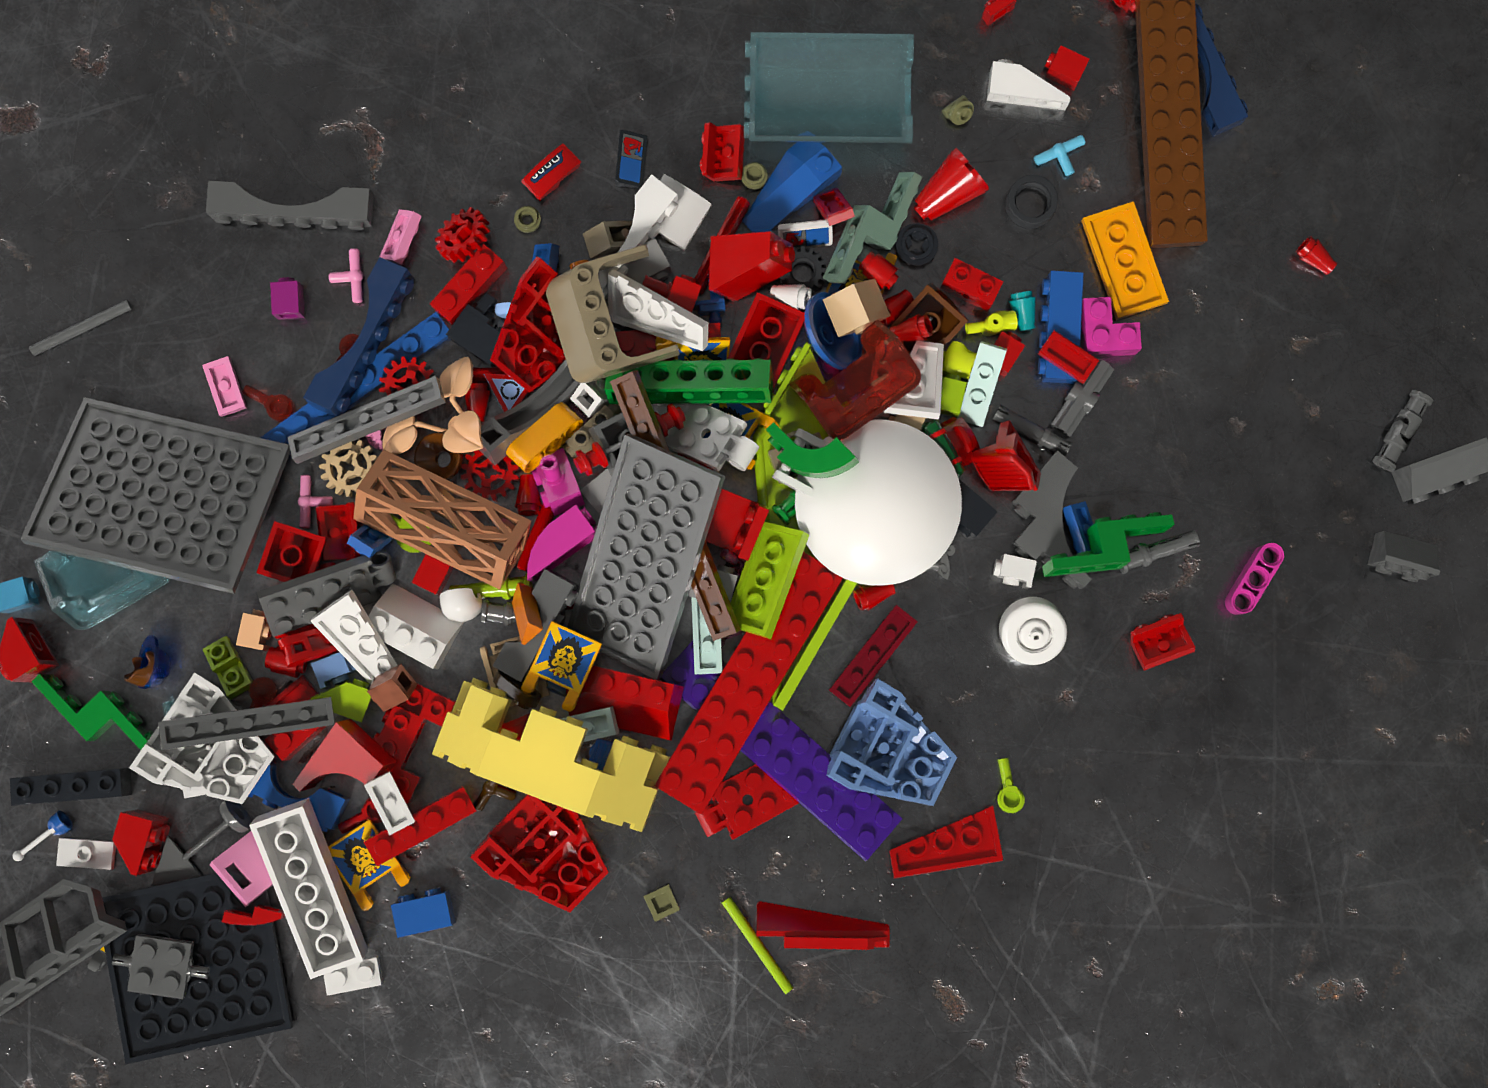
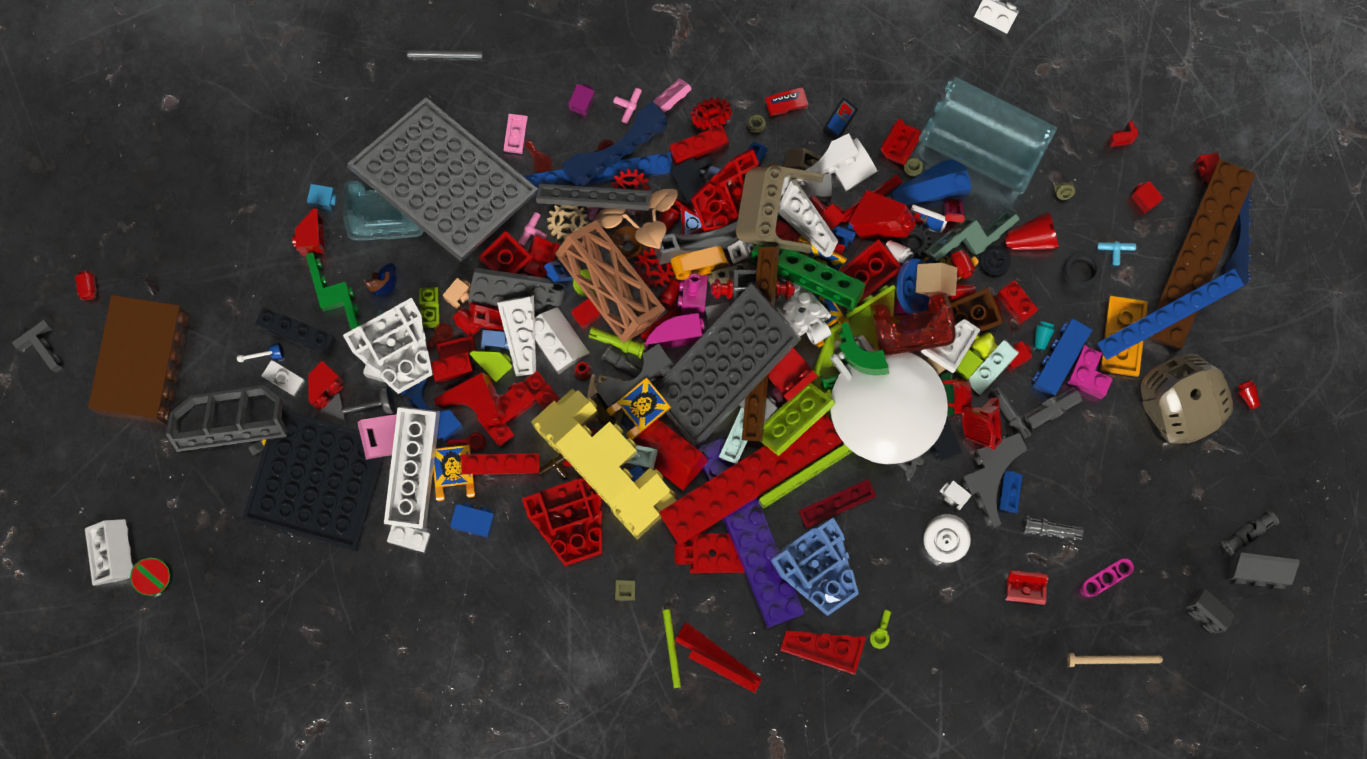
camera: 25 degrees right, 5 degrees down
(160, 966) = (295, 469): dark grey plate -> none
(246, 723) = (427, 344): dark grey plate -> none
(261, 915) = (373, 469): red slope -> none
(345, 207) = (645, 60): dark grey arch -> none
(389, 803) = (489, 438): white plate -> none
(392, 687) = (525, 369): copper brick -> none
(460, 604) = (594, 340): white hair -> none
(473, 649) = (583, 375): none -> red cone
(526, 613) = (633, 365): orange slope -> none
(869, 596) = (856, 465): red cone -> none
(914, 329) = (967, 311): red cone -> none
(994, 323) = (1019, 334): neon yellow piece -> none
(1019, 86) = (1110, 193): white slope -> none
(1068, 357) = (1056, 377): red tile -> none
(1108, 544) = (1022, 507): green bracket -> none
(1173, 204) = (1170, 314): none -> blue plate
(1263, 702) = (1072, 659): none -> tan bar
(1266, 317) = (1196, 414): none -> dark tan piece

